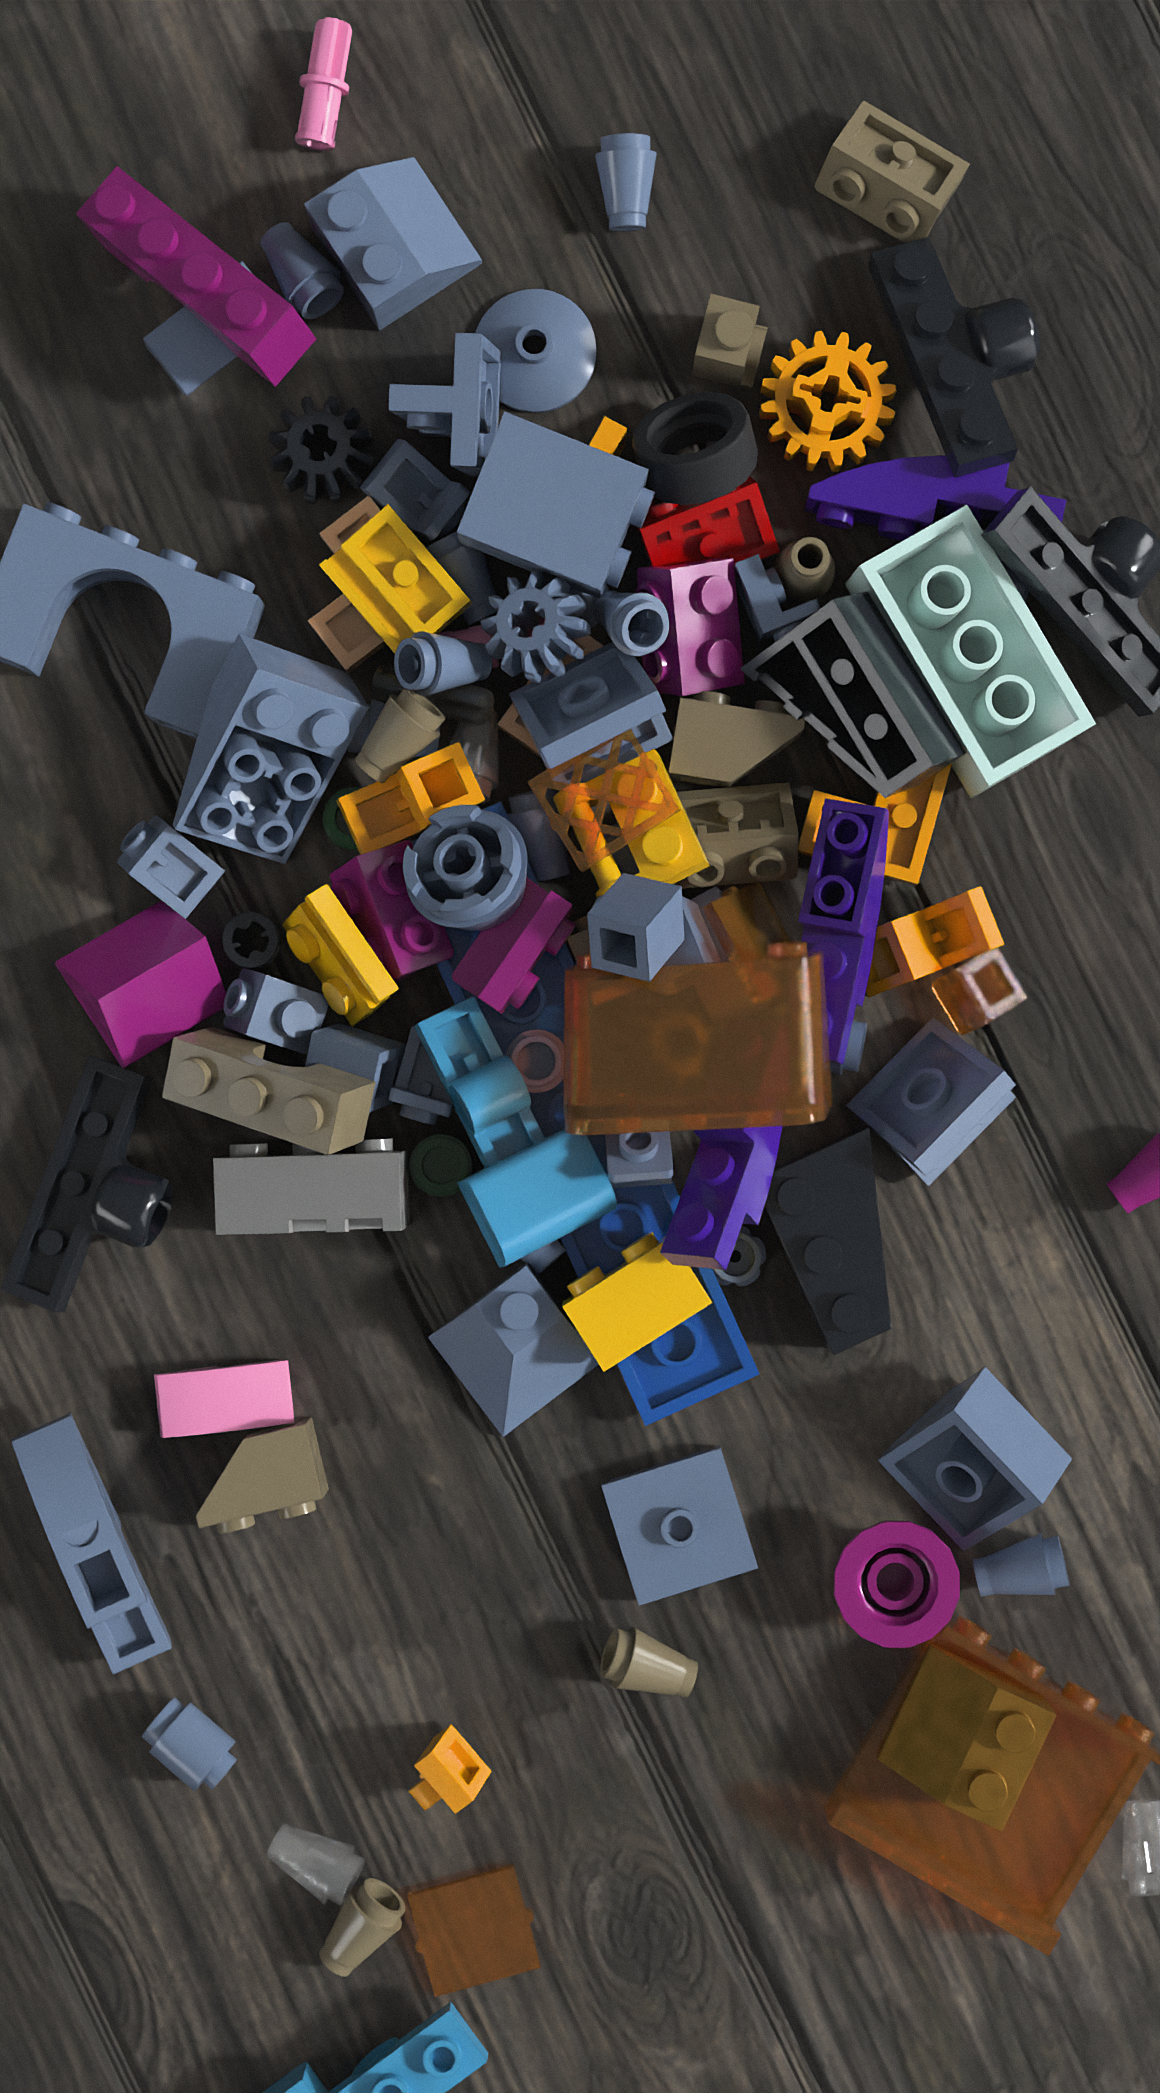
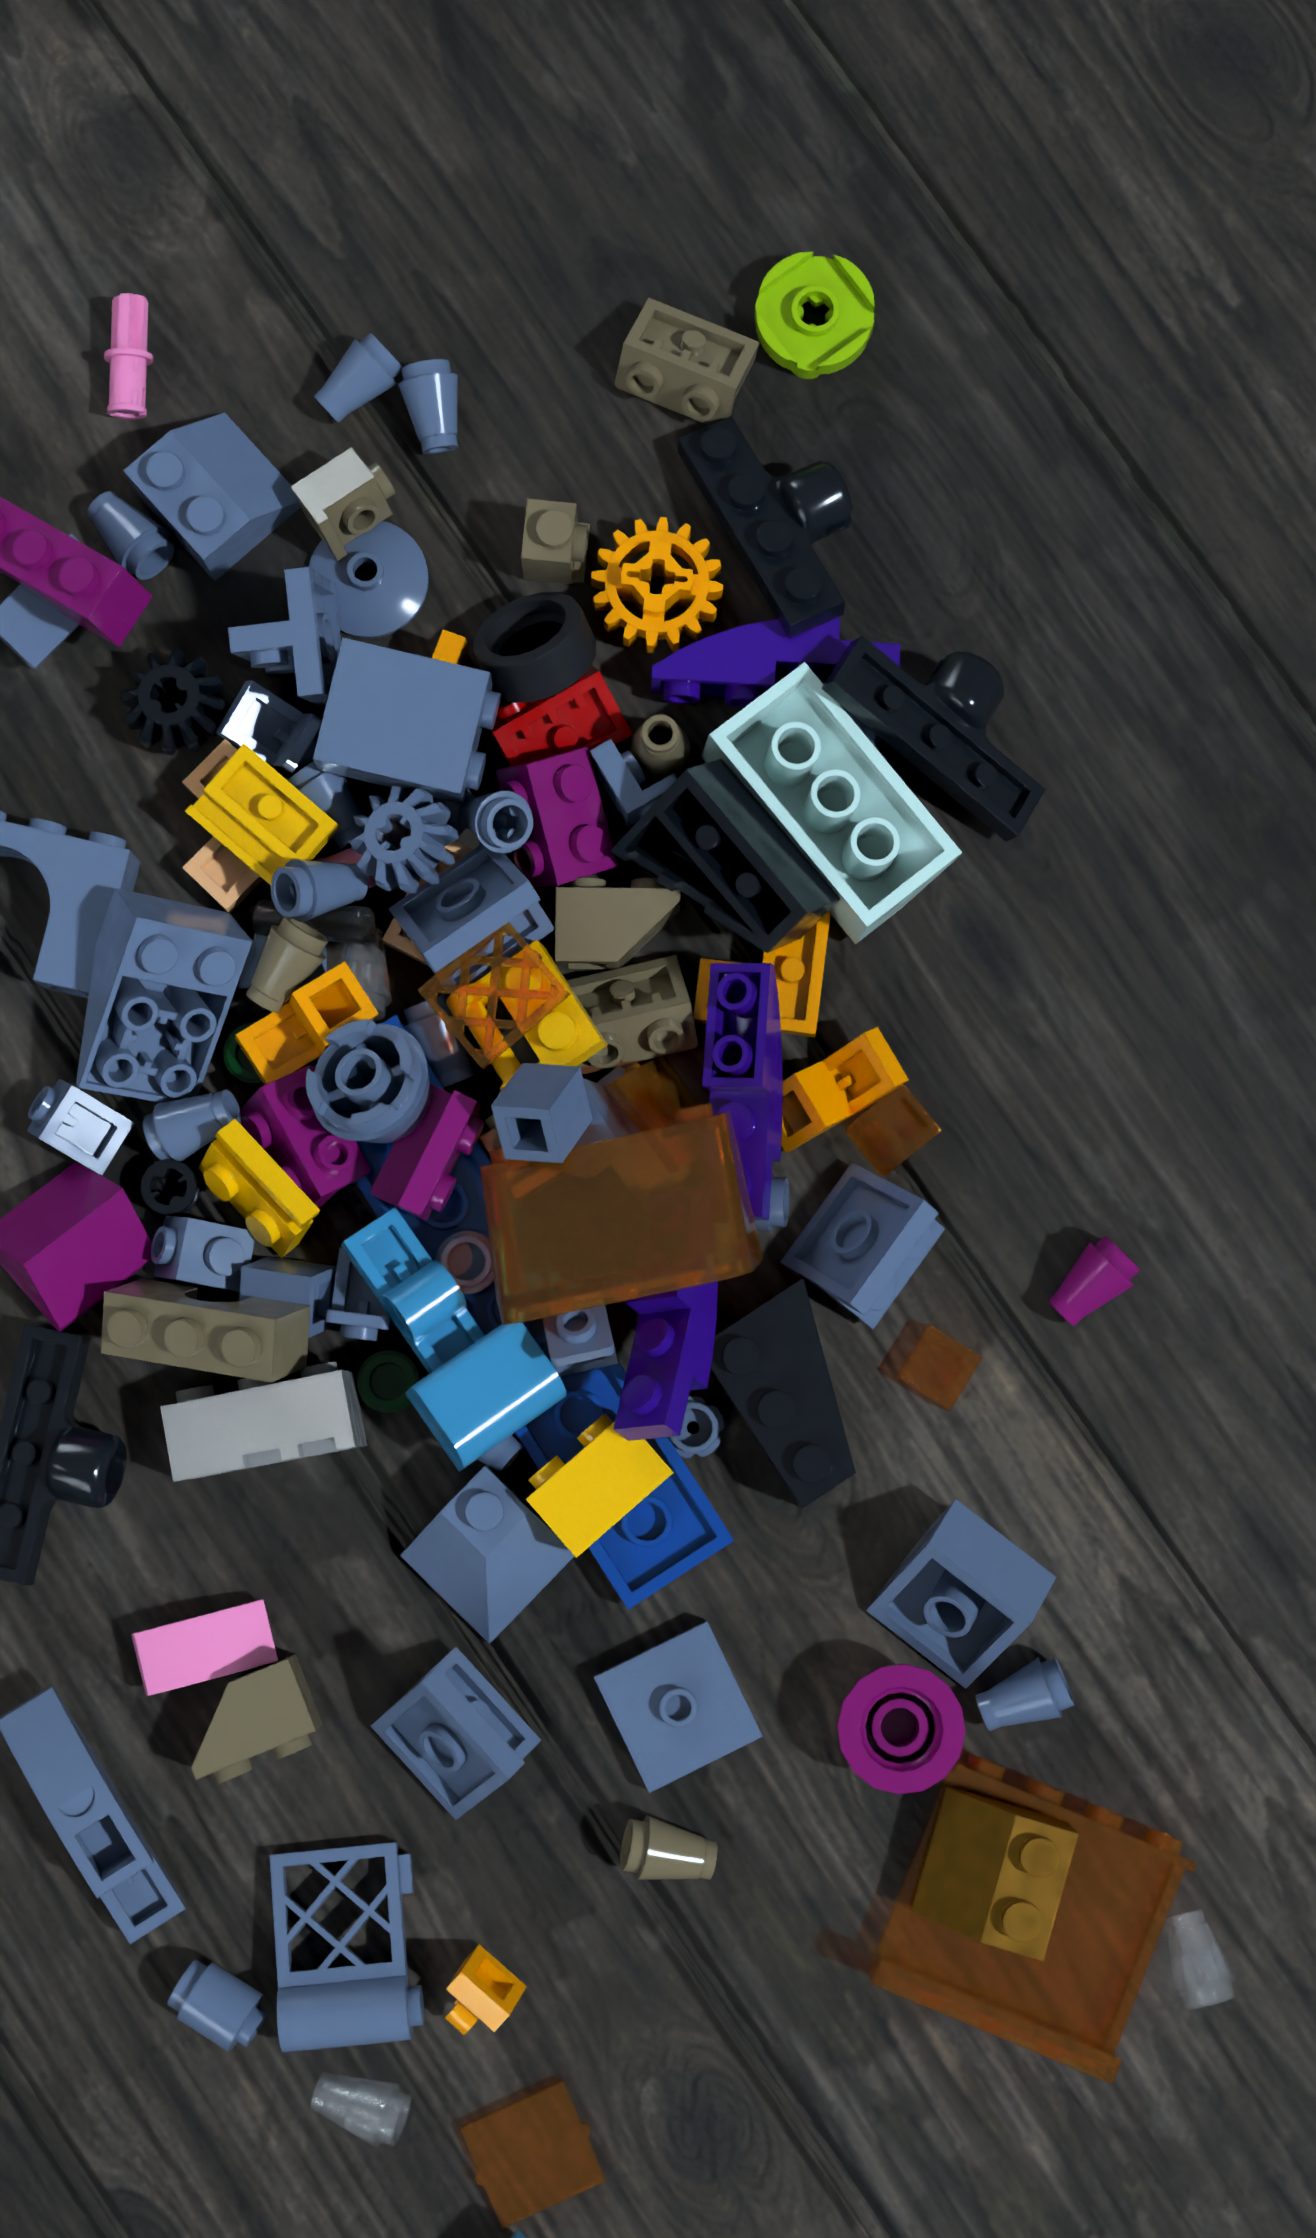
camera: 20 degrees left, 5 degrees down
(279, 880) = (188, 1124): none -> sand blue cone
(312, 1760) = (345, 2002): none -> sand blue piece
(363, 1924) = (418, 2164): dark tan cone -> none
(460, 1521) = (457, 1734): none -> sand blue bracket
(523, 266) = (344, 500): none -> dark tan brick
(555, 141) = (358, 378): none -> sand blue cone
(987, 1233) = (939, 1367): none -> clear orange tile
(1040, 108) = (820, 280): none -> lime plate

